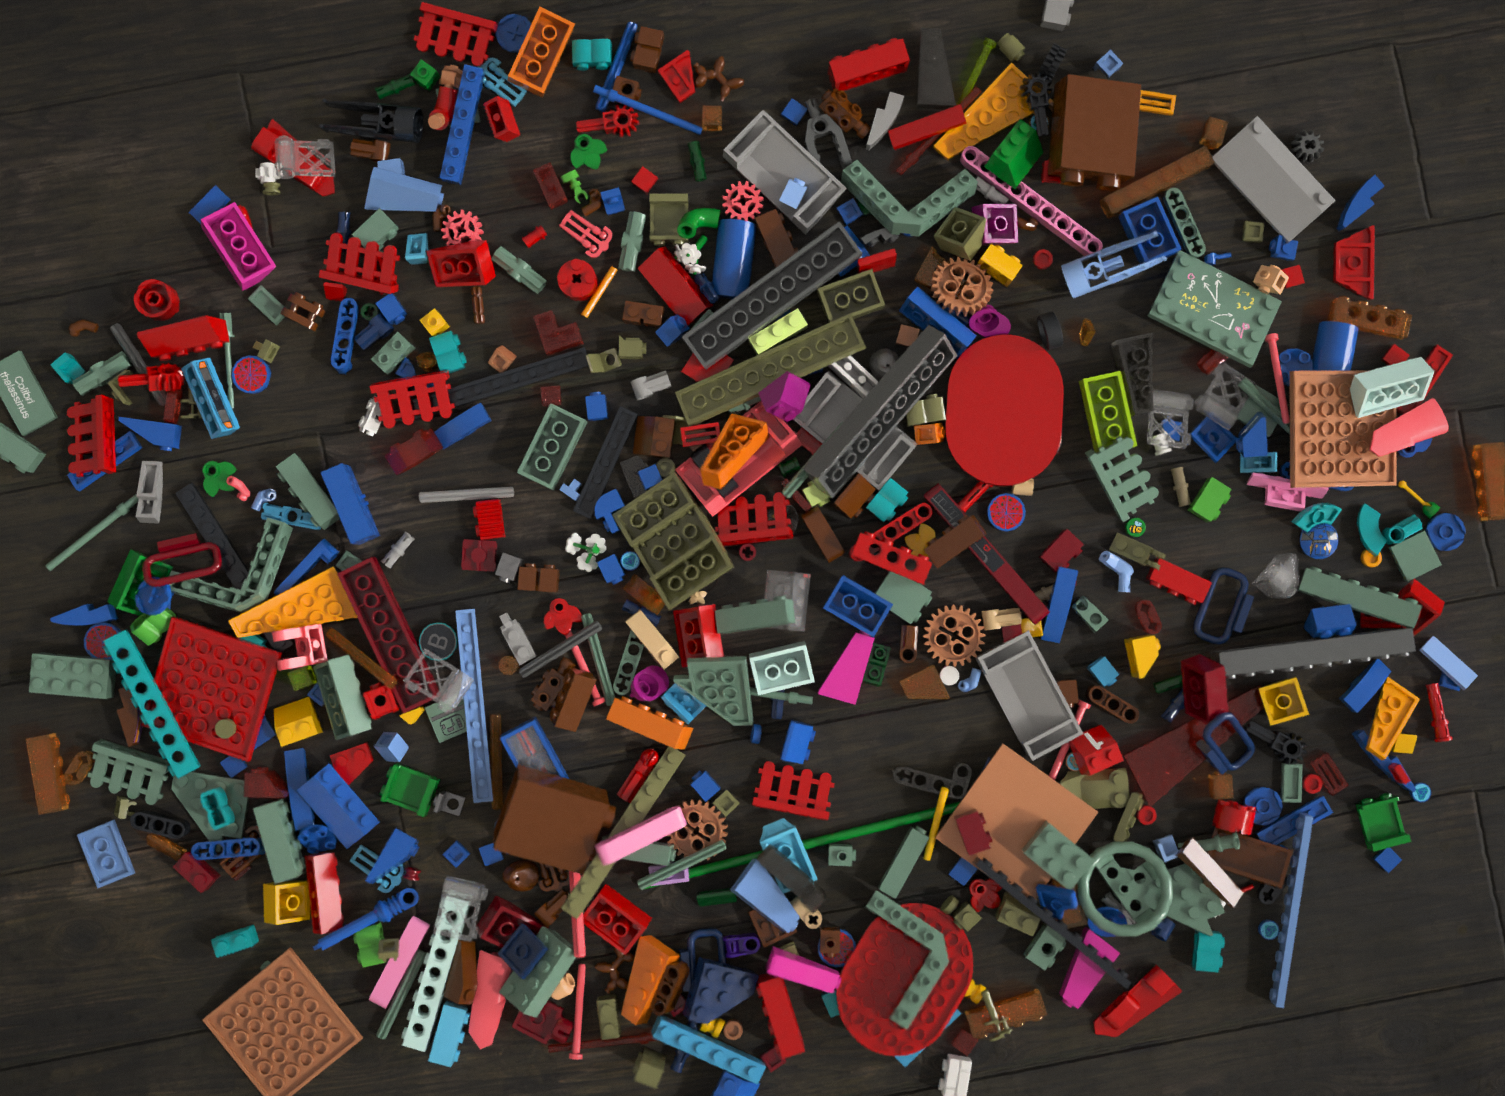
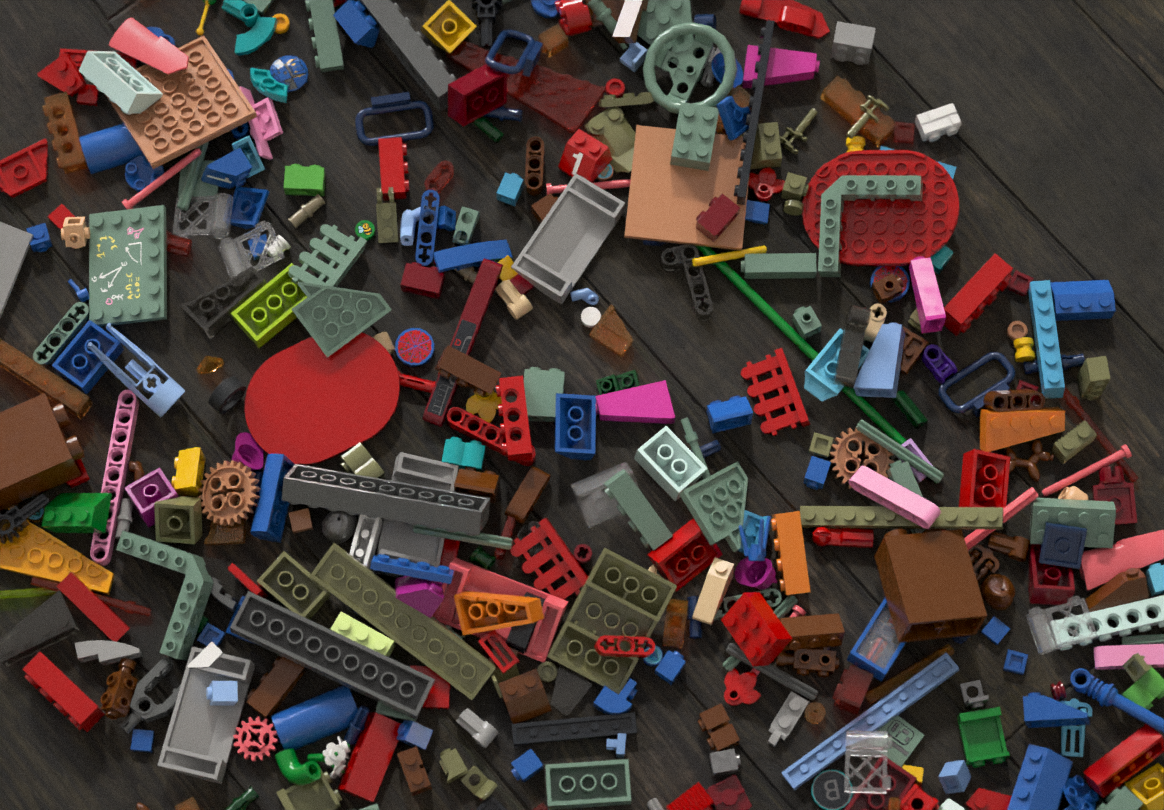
camera: 120 degrees left, 15 degrees down
(507, 706) = (853, 690): none -> clear red brick
(594, 546) = (657, 696): white plant -> none
(597, 655) = (756, 629): none -> red brick
(643, 554) = (631, 640): none -> red beam
(649, 476) = (564, 678): blue tile -> none
(663, 694) = (757, 551): none -> blue plant
(717, 989) = (989, 359): dark blue brick -> none
(756, 734) = (743, 454): blue tile -> none
(806, 399) = (418, 570): none -> blue plate
(814, 495) = (496, 521): yellowish green brick -> none
(830, 195) = (206, 657): none -> white sticker
(908, 641) = (581, 367): reddish brown piece -> none
(929, 433) = (381, 451): orange bracket -> none
(945, 651) = (571, 331): nougat gear -> none
(1017, 952) = (798, 131): none -> olive piece
(1034, 950) = (770, 114): sand green brick -> none
(1042, 259) = (162, 439): red tile -> none
(1066, 458) = (337, 314): none -> sand green wing
(1069, 1046) = (852, 43): none -> light grey brick
(1105, 581) = (424, 227): none -> blue beam
(1106, 601) = (446, 218): none -> blue tile
(1141, 653) = (476, 163): yellow slope -> none
(1253, 231) = (37, 272): olive tile -> none
(1279, 577) = (341, 85): clear slope -> none
(1425, 344) = (63, 75): none -> red wing

